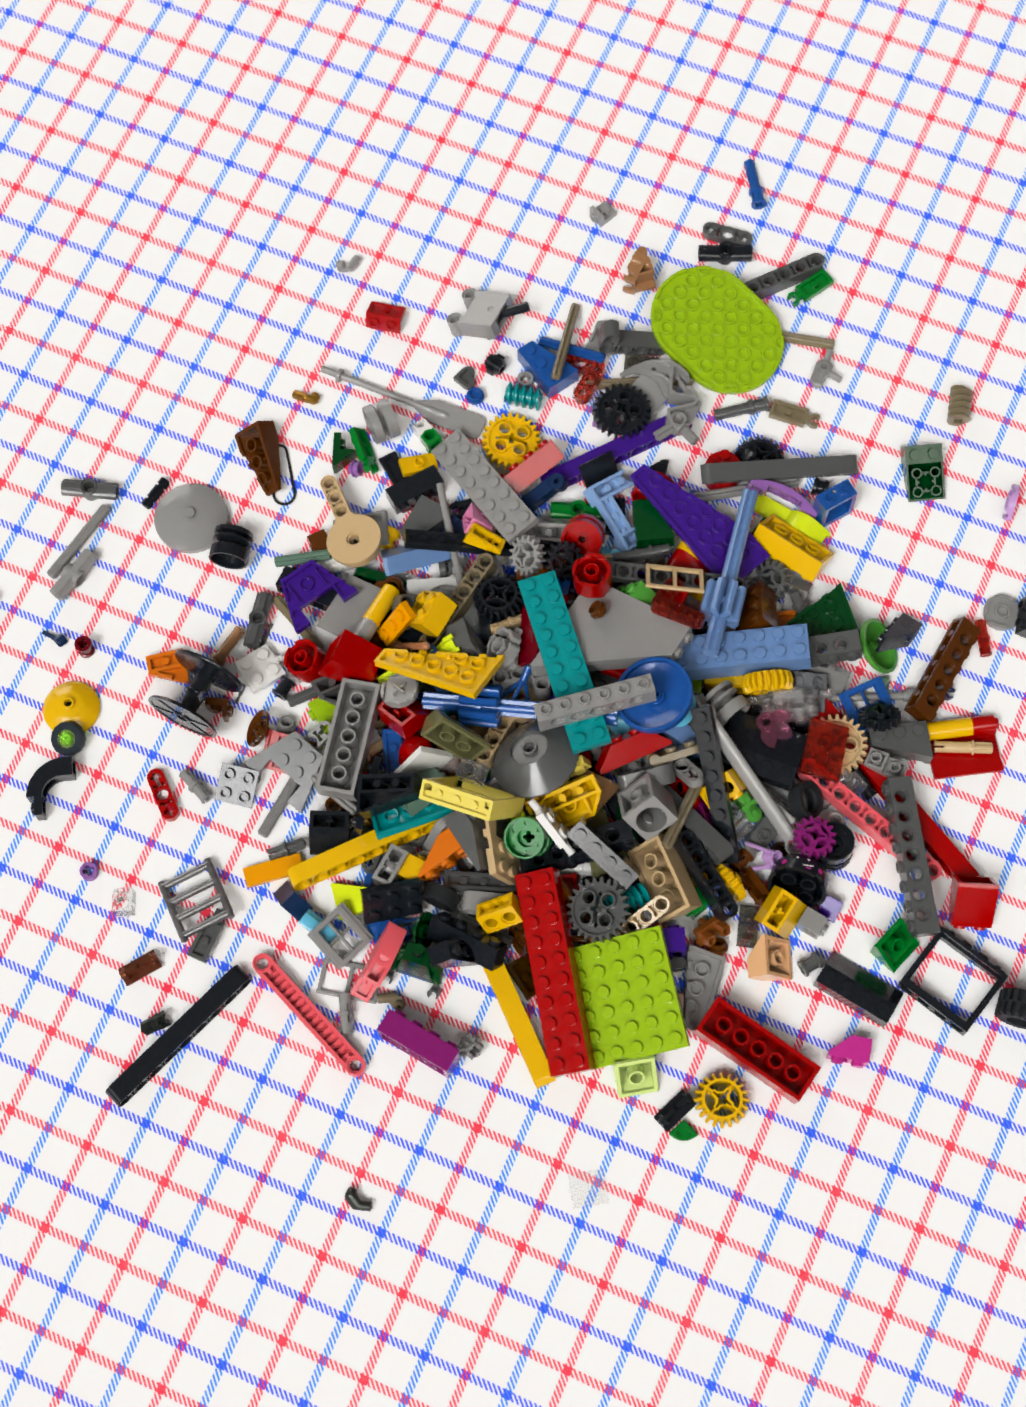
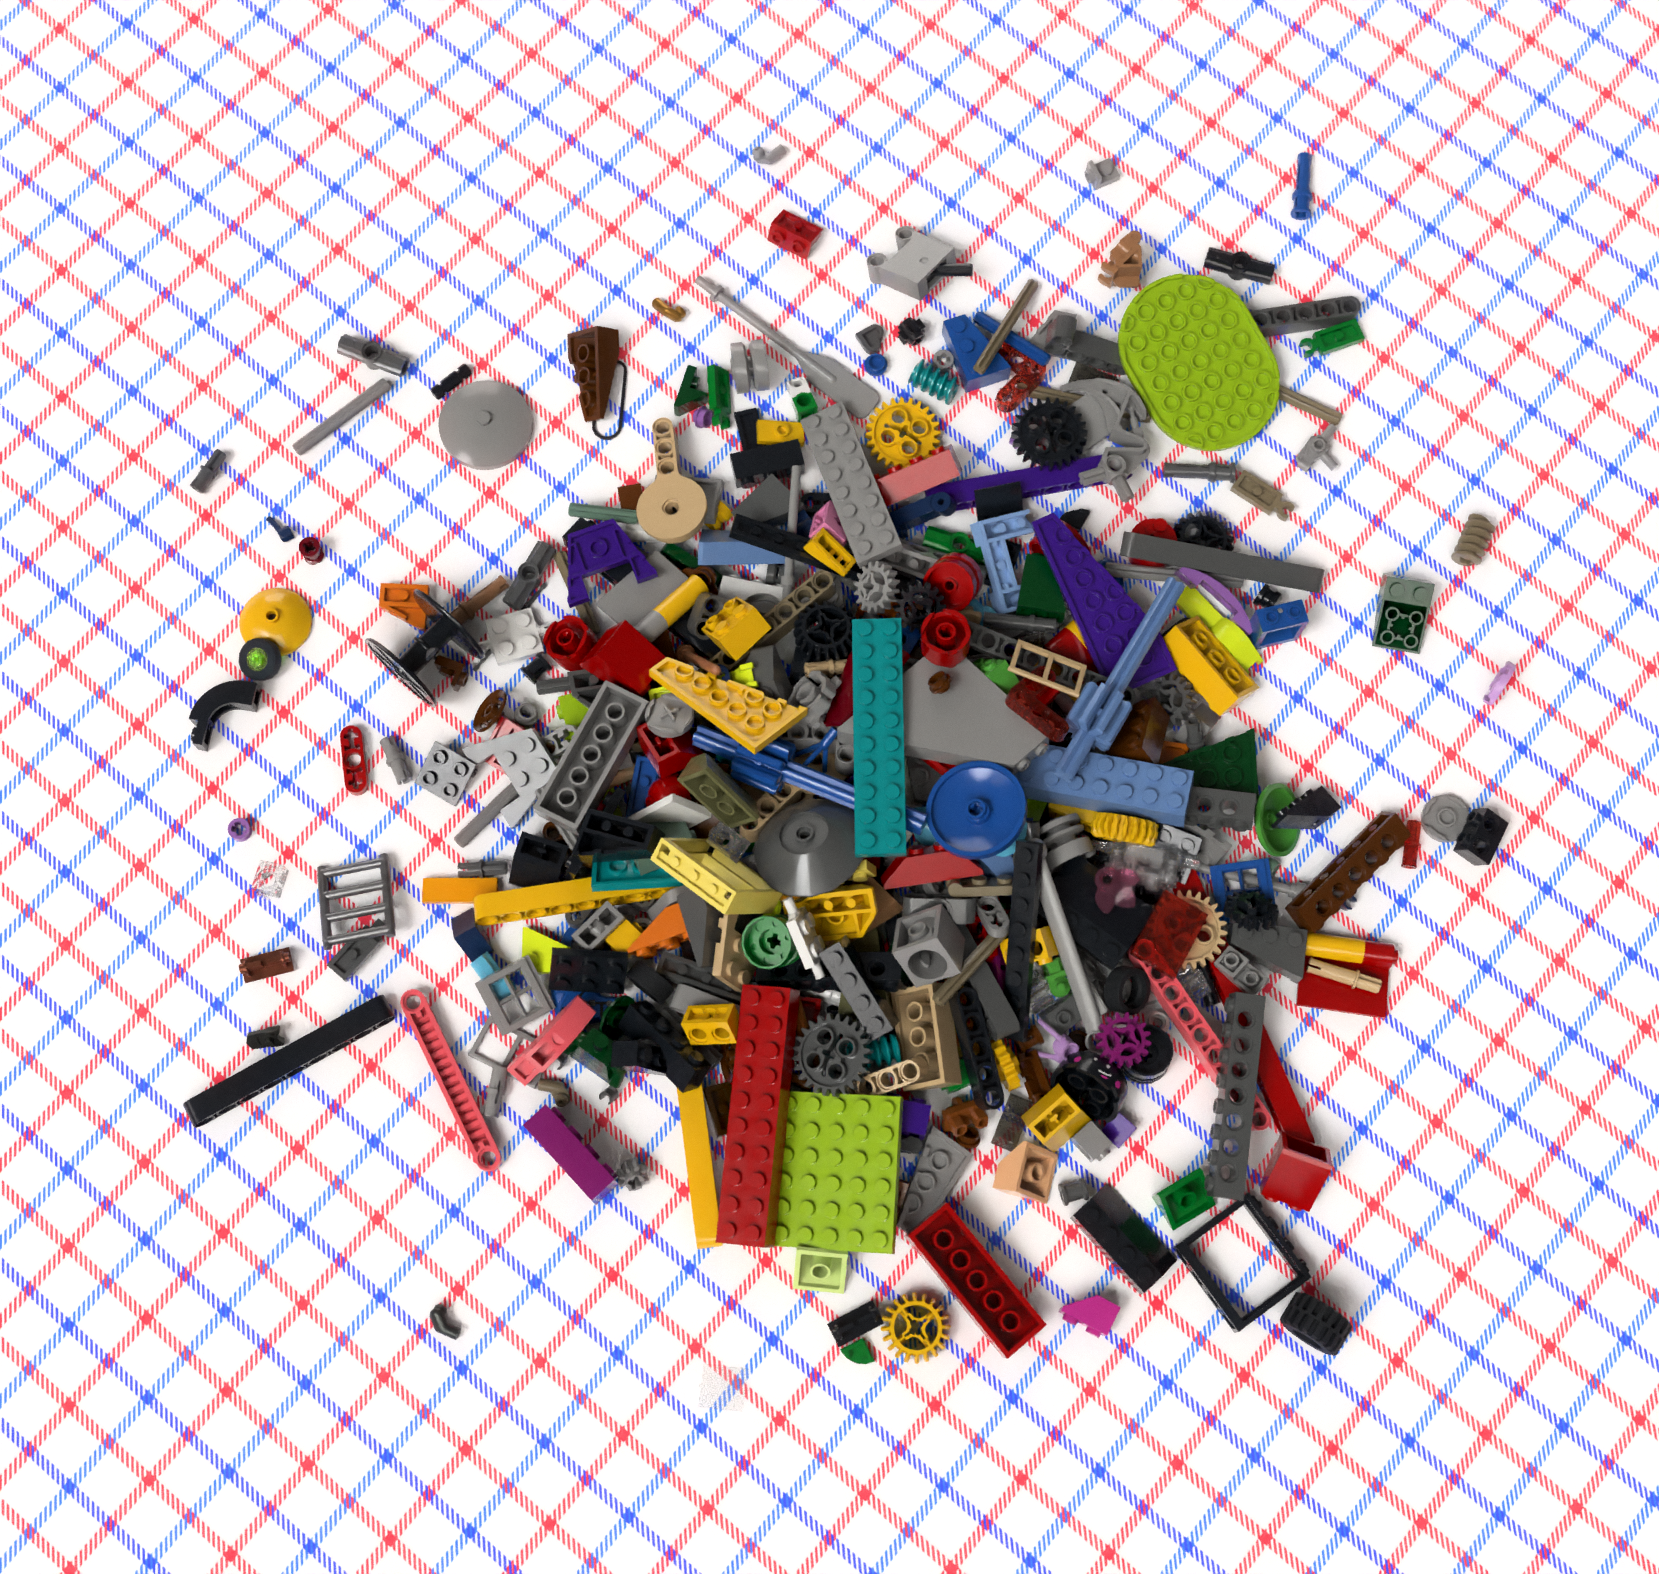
camera: 10 degrees right, 5 degrees up
(73, 574) = (323, 457): light grey piece -> none
(231, 546) = (521, 474): black wheel -> none
(396, 623) = (691, 629): light orange plate -> none
(595, 702) = (899, 801): light grey brick -> none
(725, 229) = (1238, 229): dark grey beam -> none

